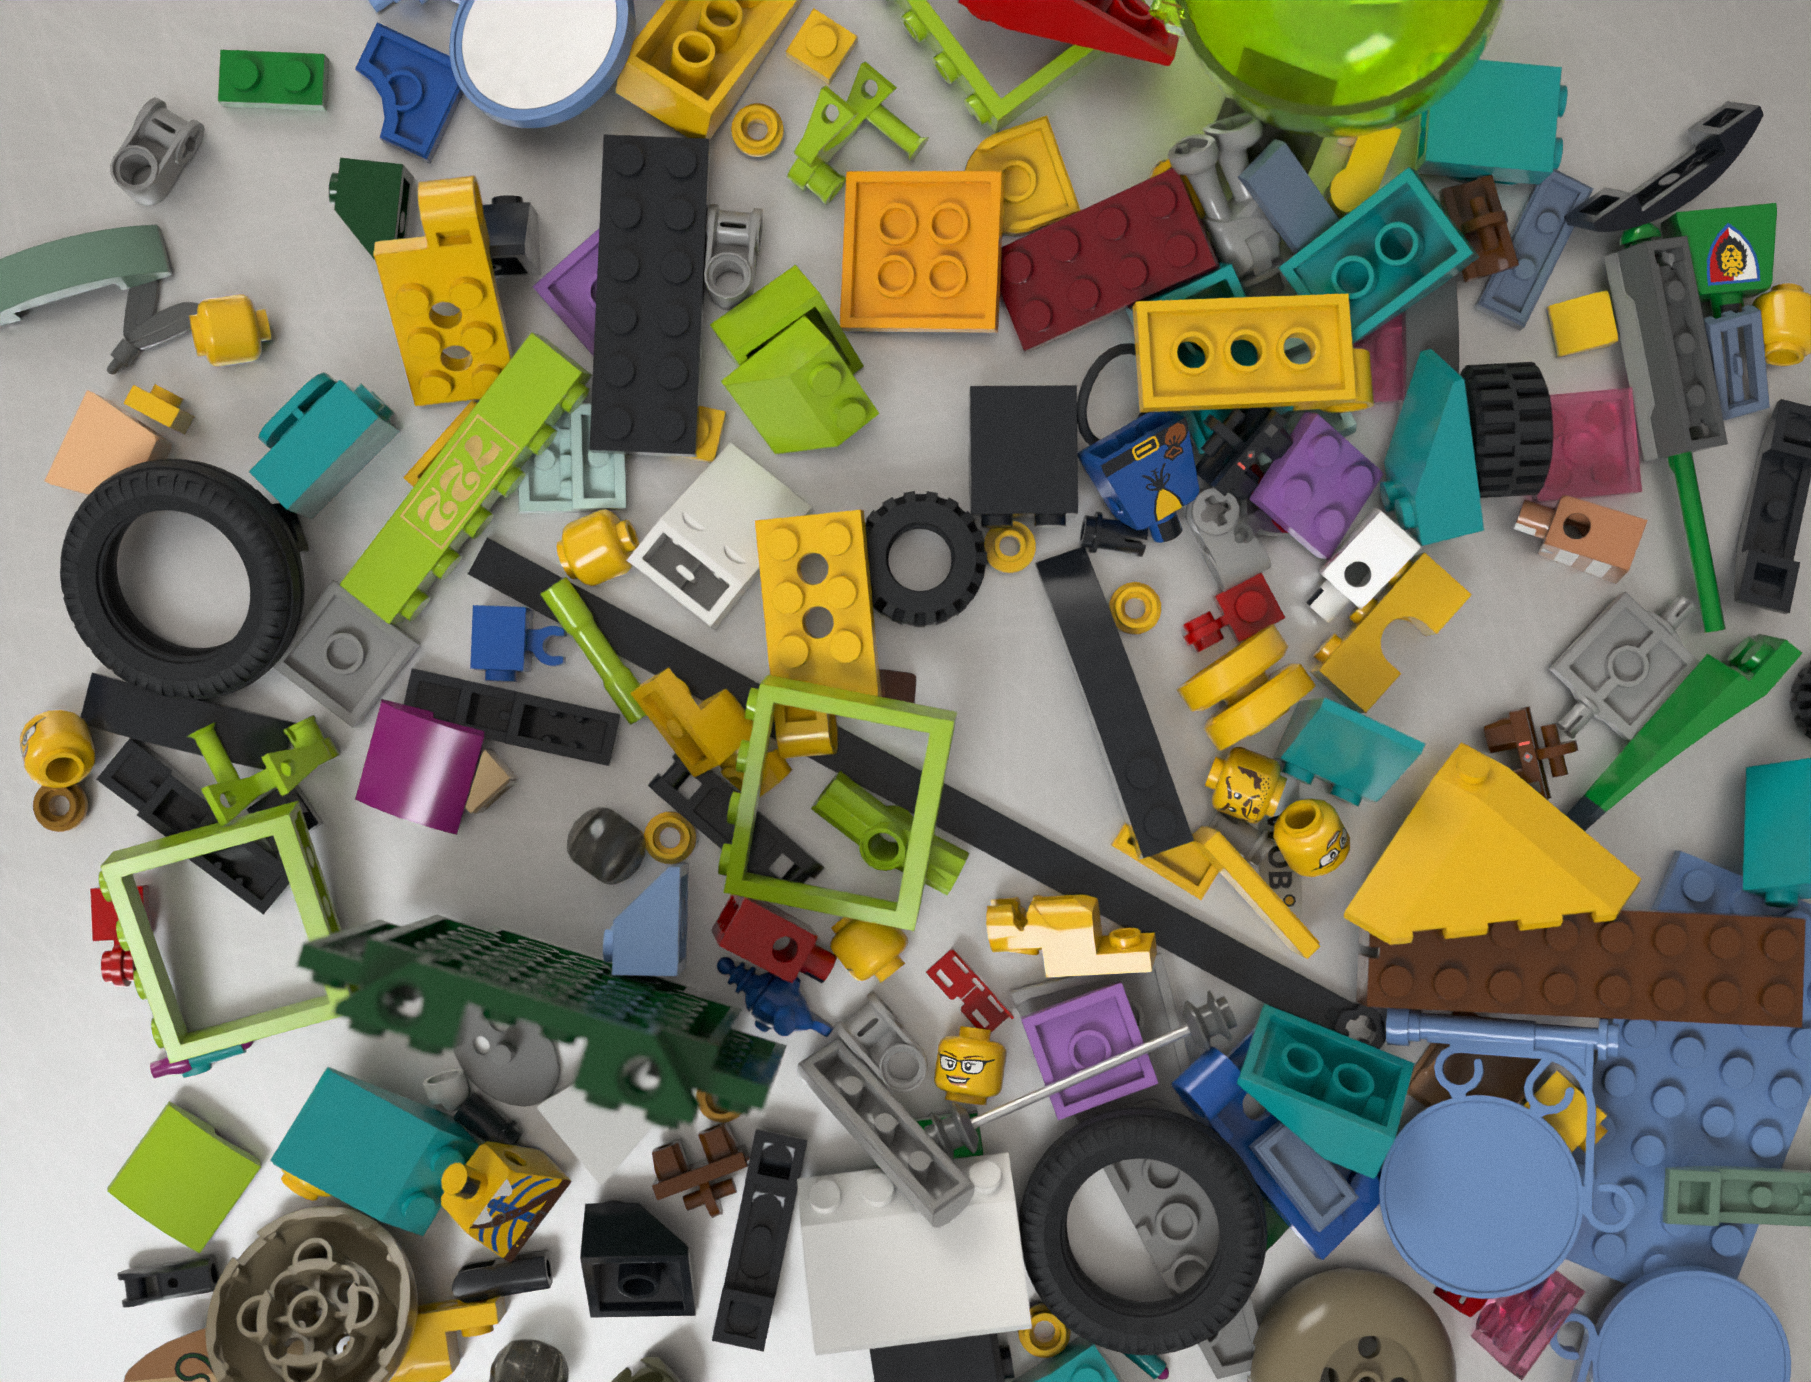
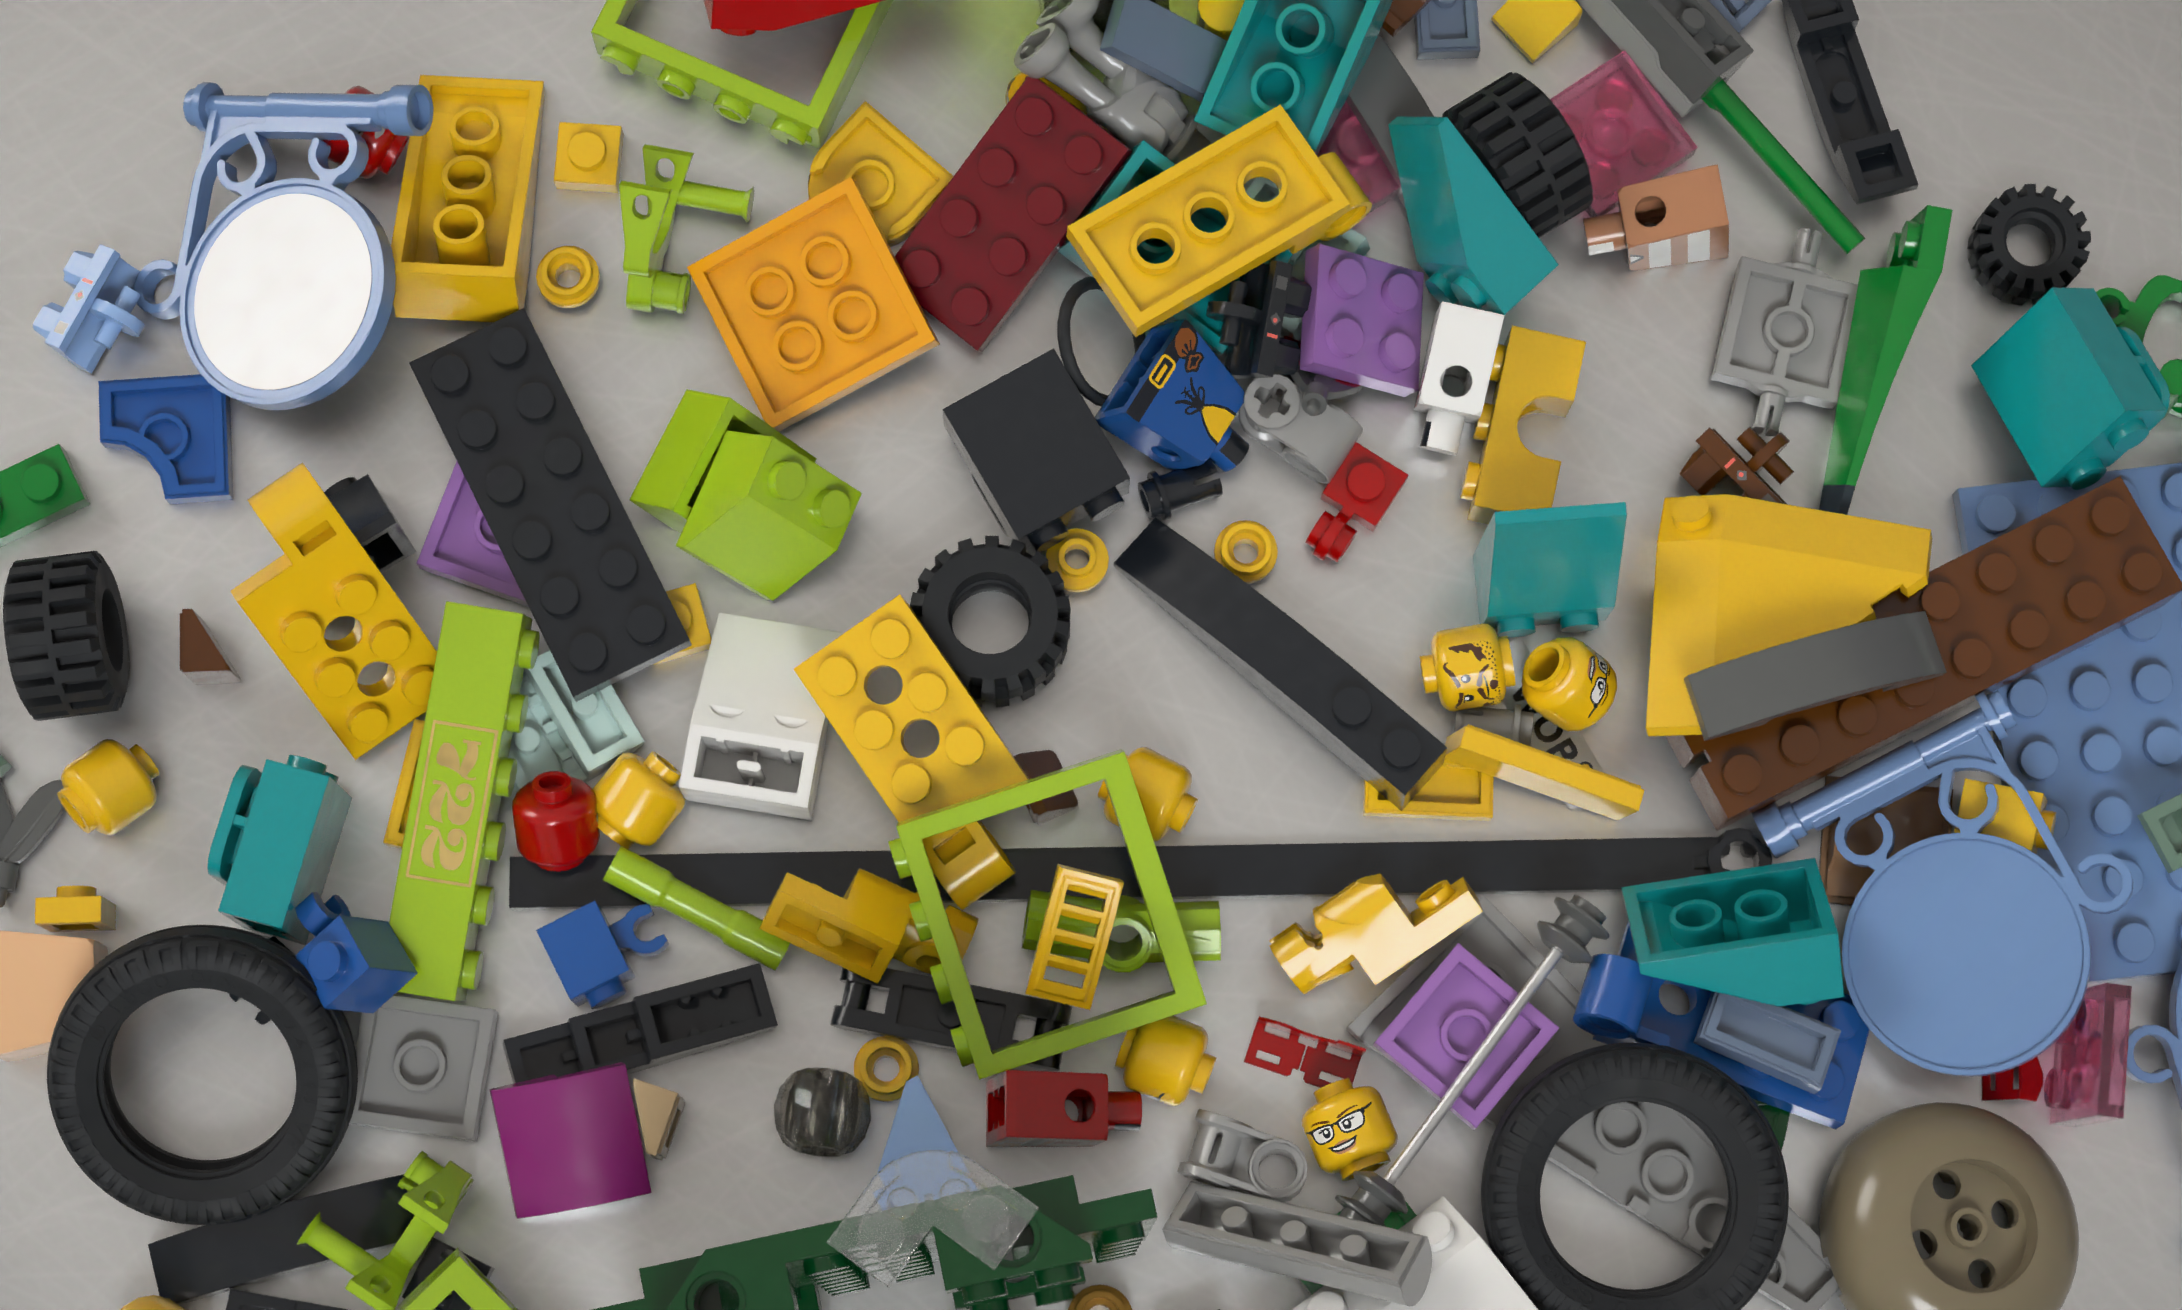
camera: 30 degrees left, 10 degrees down
(250, 204) = (66, 635): none -> black tyre
(327, 557) = (351, 959): none -> blue brick
(347, 266) = (201, 654): none -> reddish brown slope
(372, 199) = (195, 570): dark green slope -> none
(530, 532) = (555, 821): none -> red head
(594, 1014) = (925, 1193): none -> clear plate
(732, 245) = (609, 410): light grey piece -> none
(773, 1000) = (1097, 1173): blue piece -> none
(874, 802) = (1087, 883): none -> yellow slope
(971, 750) = (1162, 792): none -> yellow head
(1249, 693) = (1409, 563): yellow wheel -> none
(1490, 944) = (1814, 672): none -> dark grey slope

